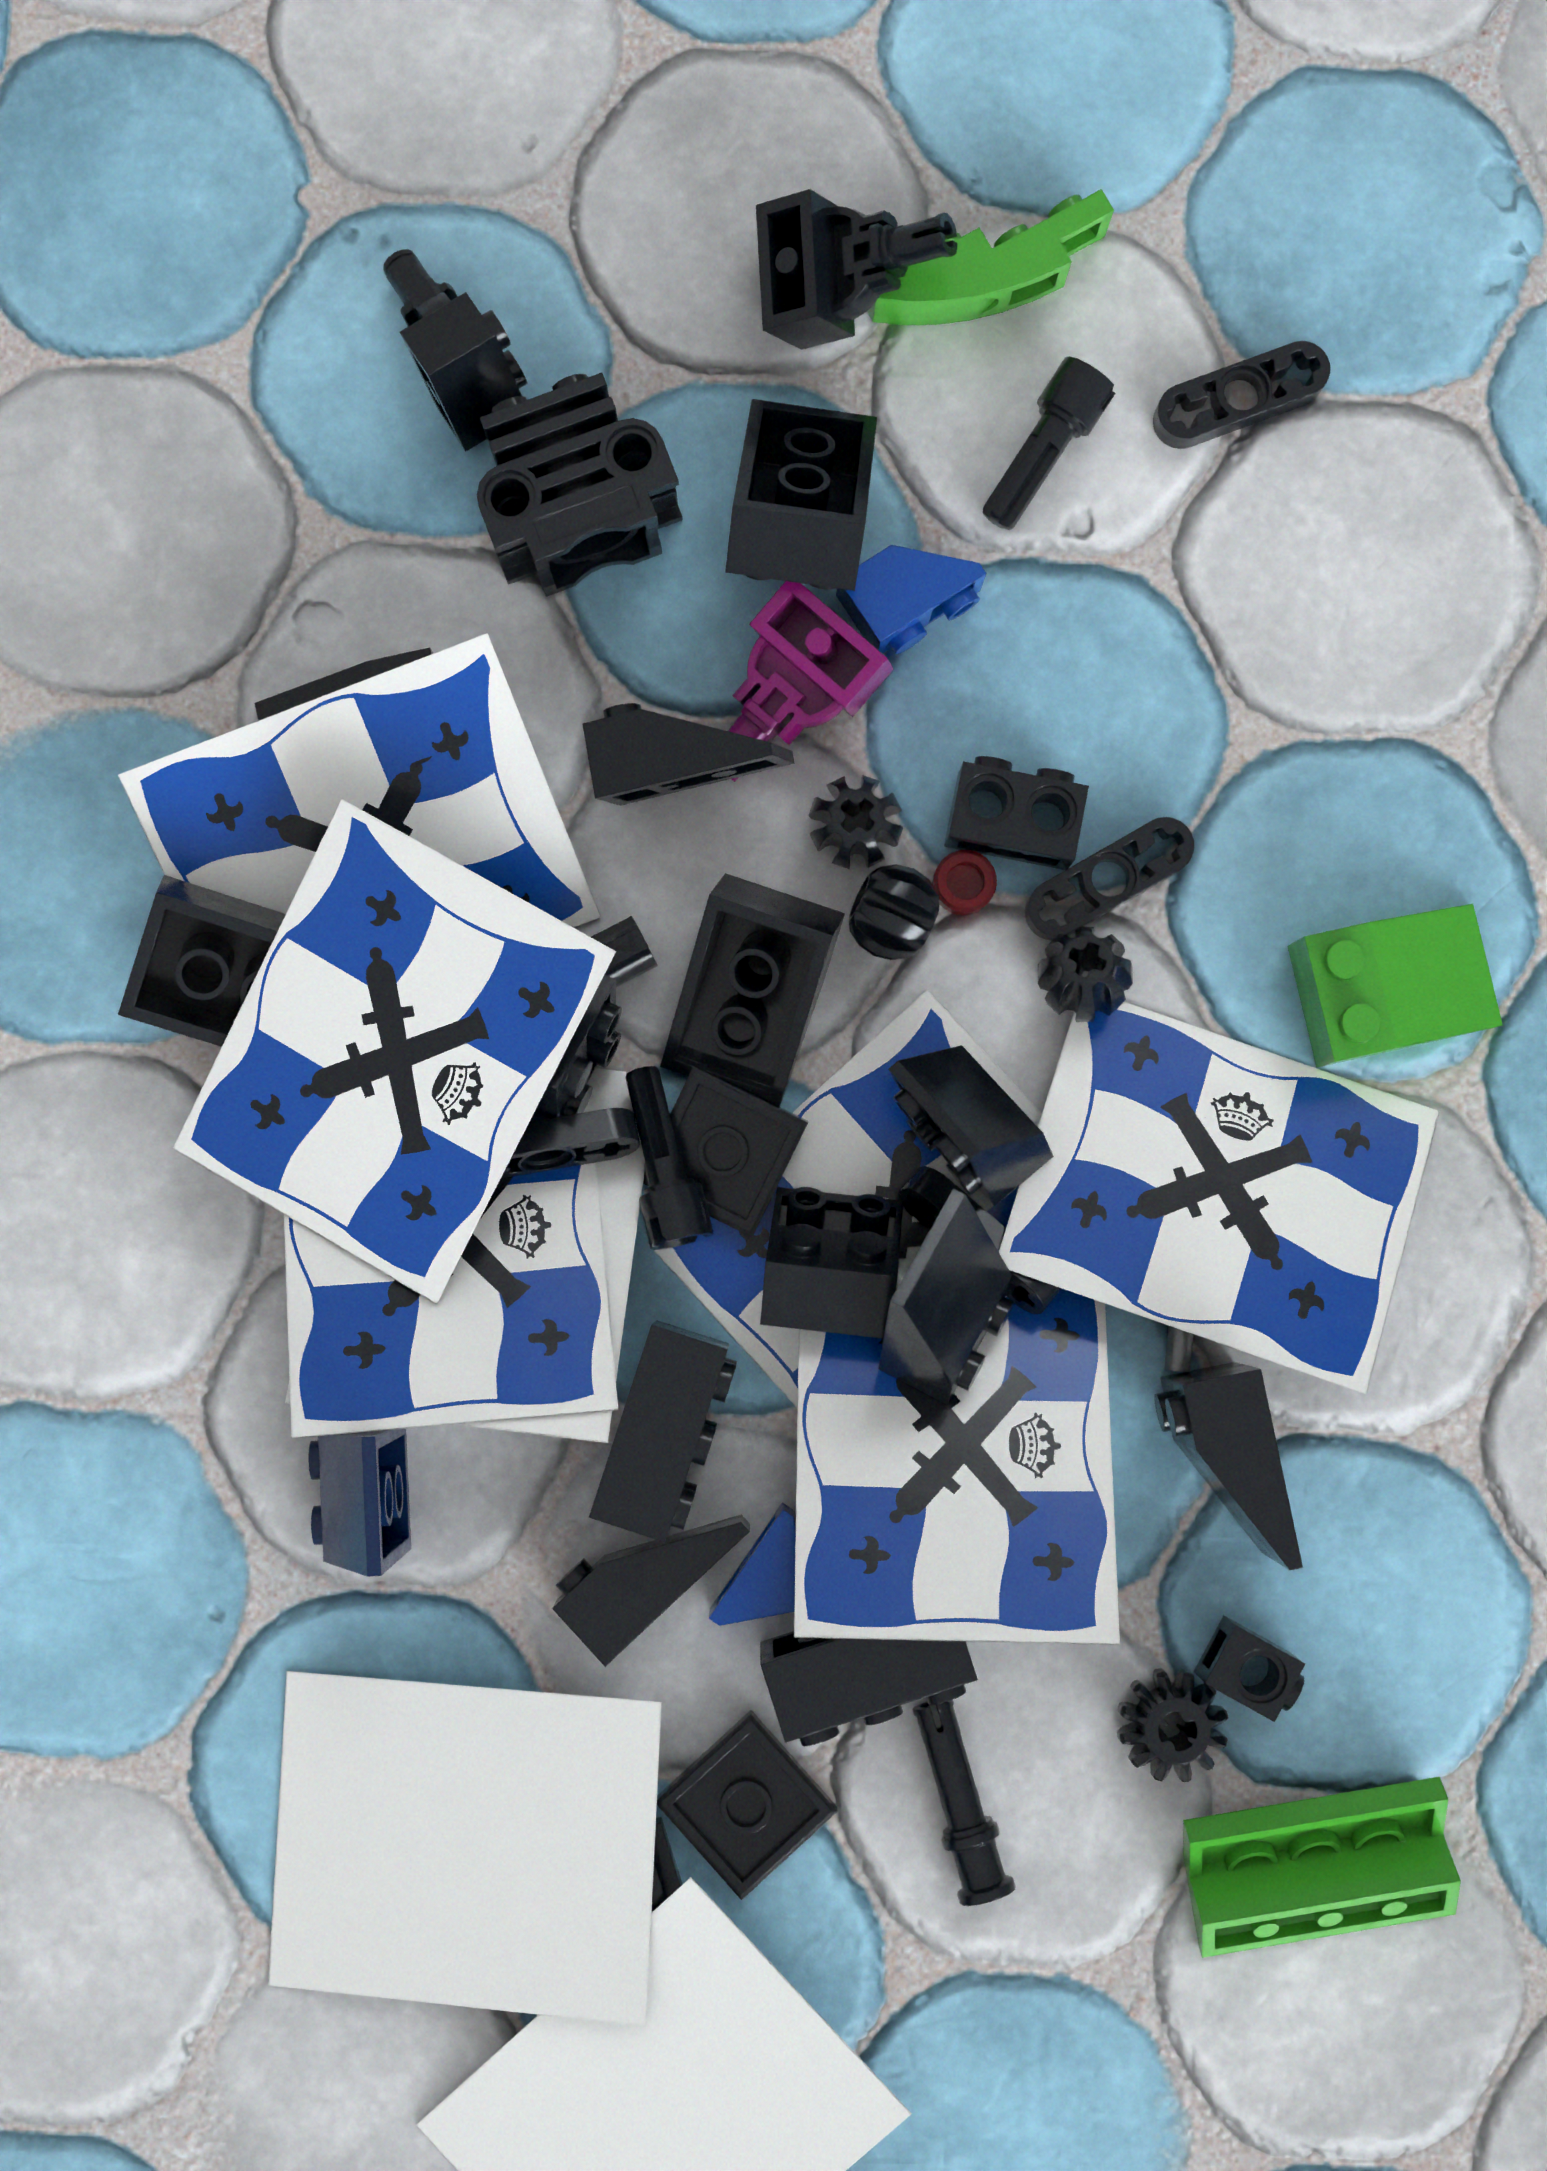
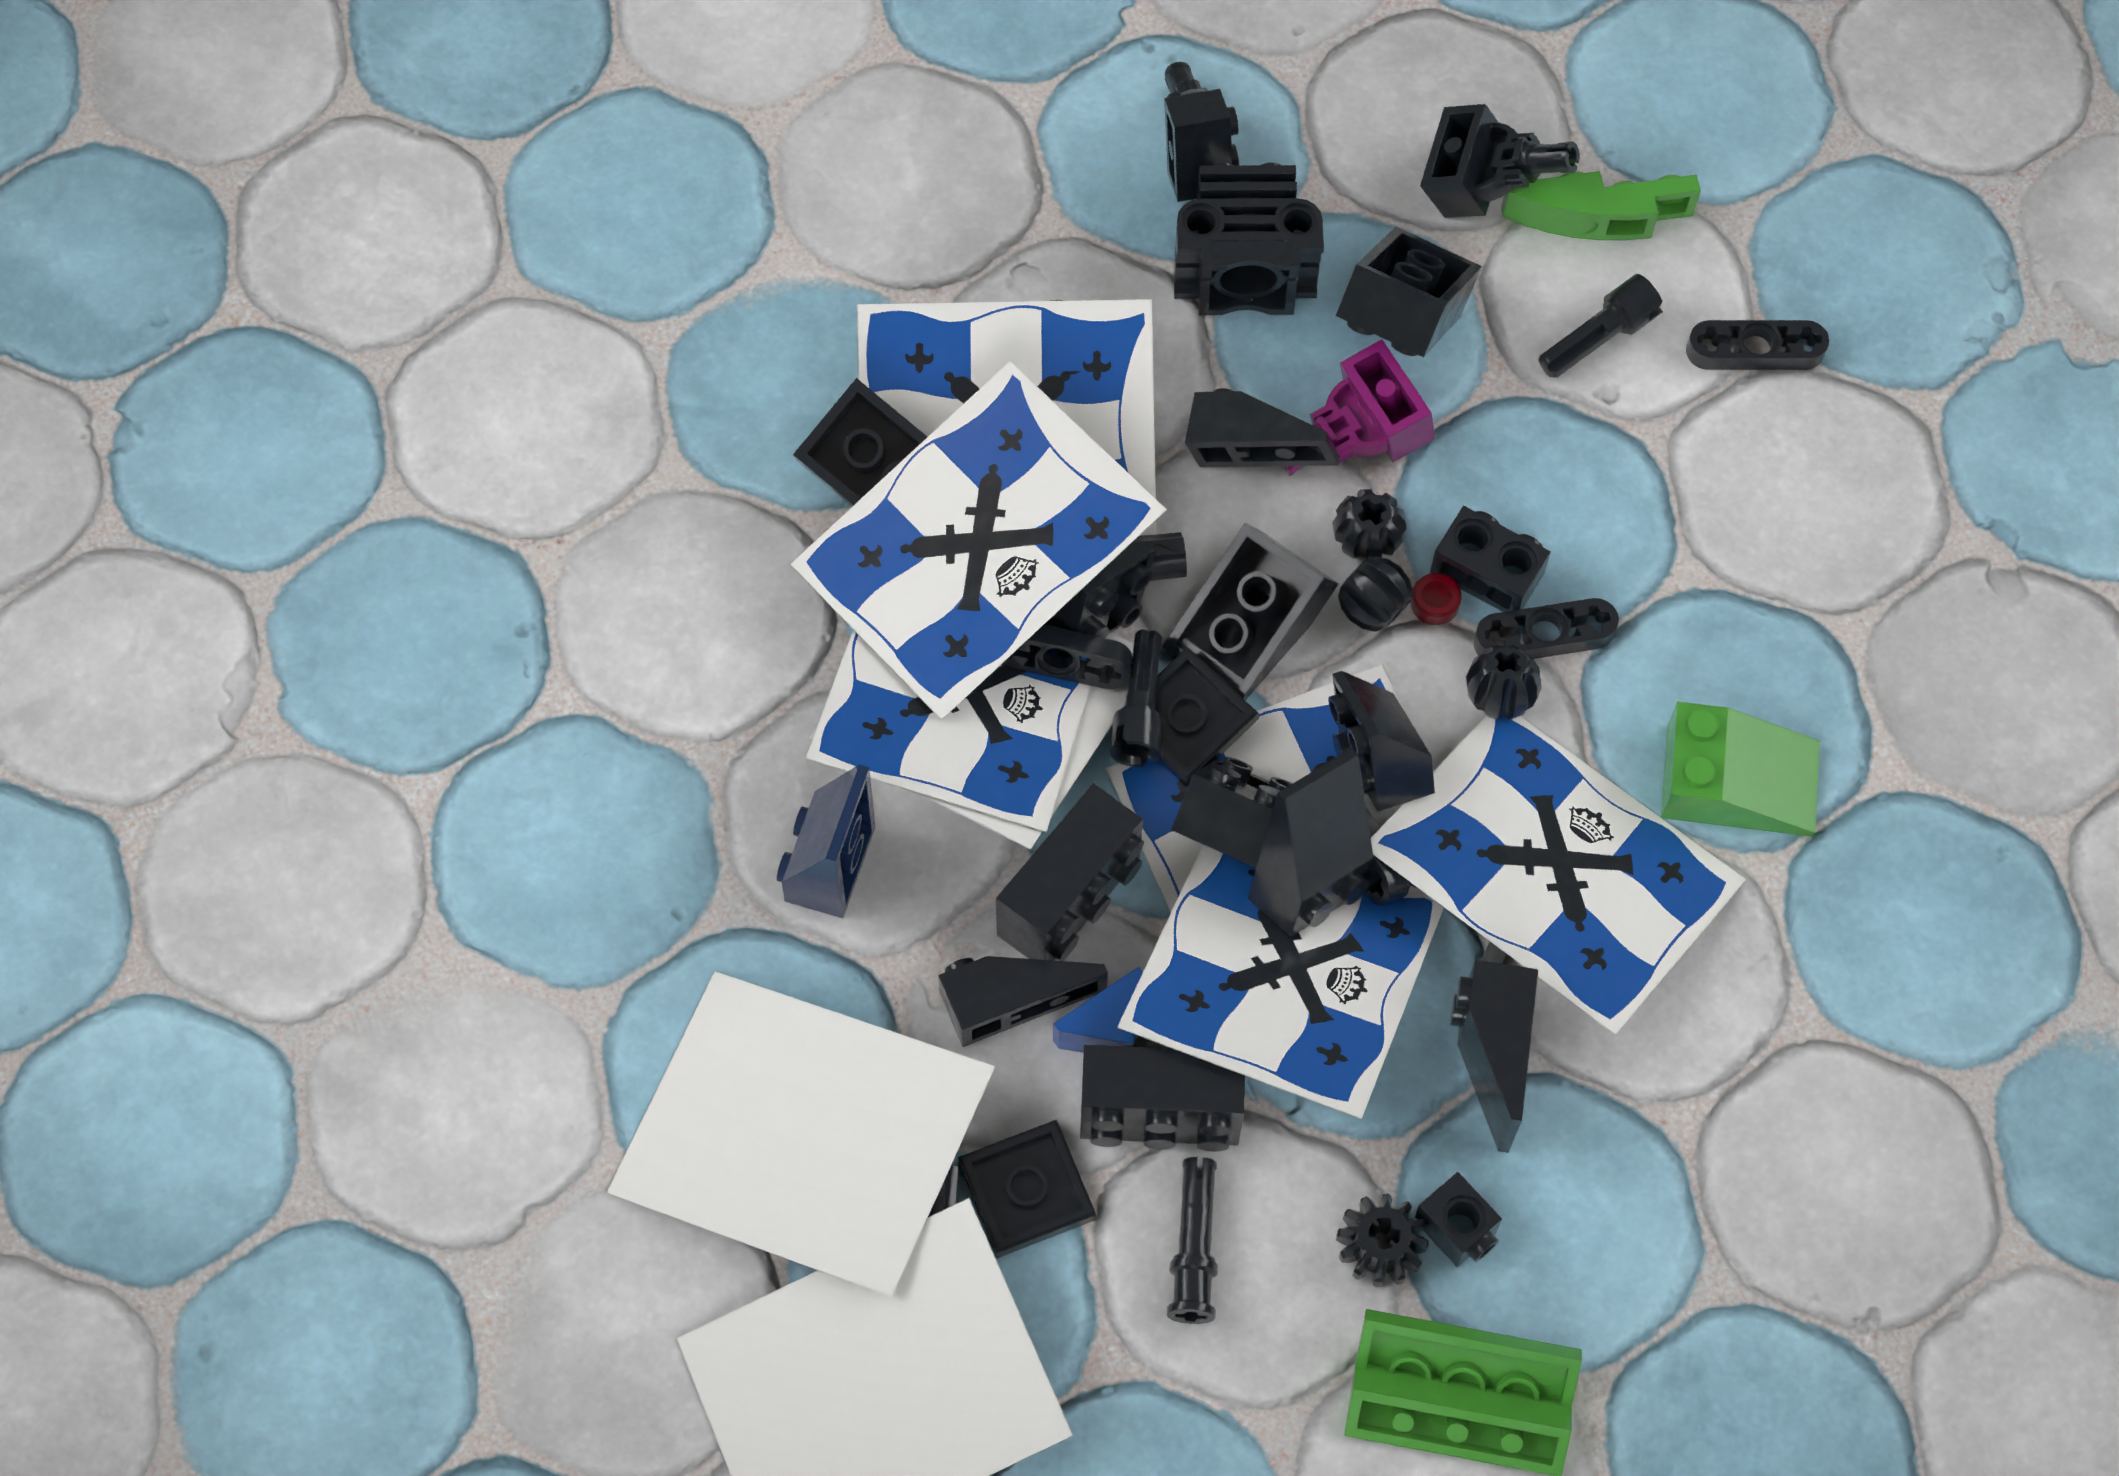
camera: 25 degrees right, 20 degrees down
(906, 591) = (1465, 389): blue slope -> none

